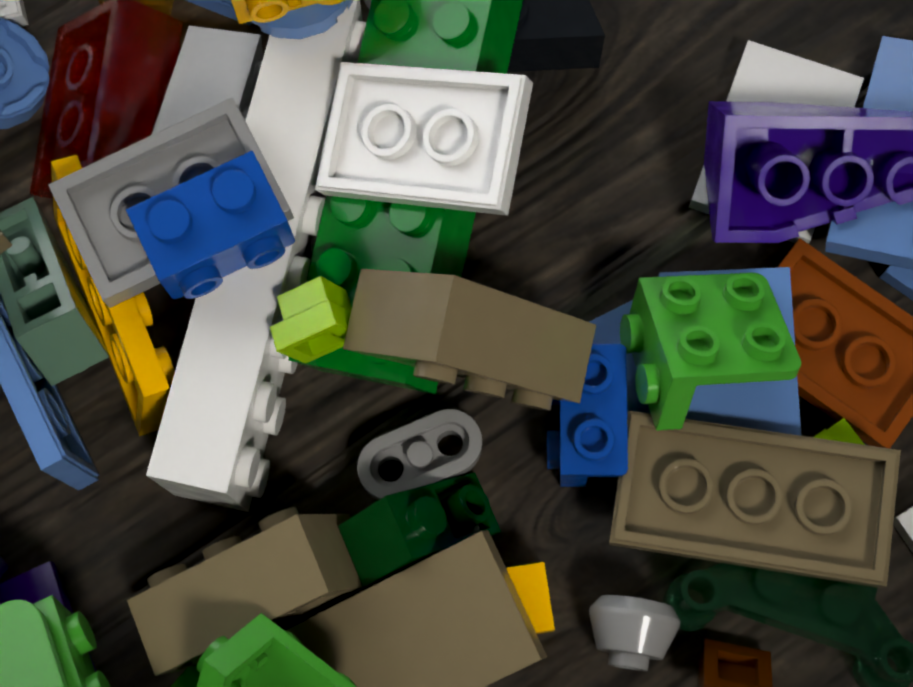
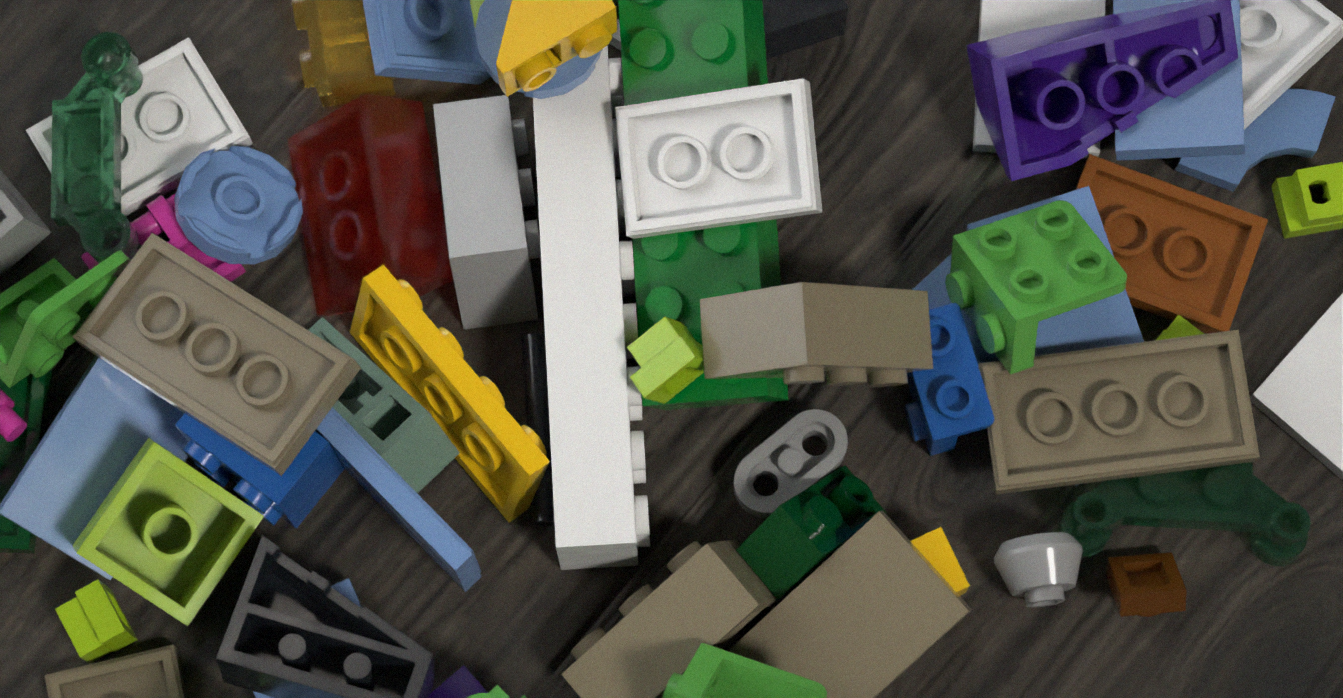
camera: 20 degrees left, 0 degrees up
(99, 194) = (499, 285): light grey plate -> none
(212, 227) = (551, 298): blue bracket -> none

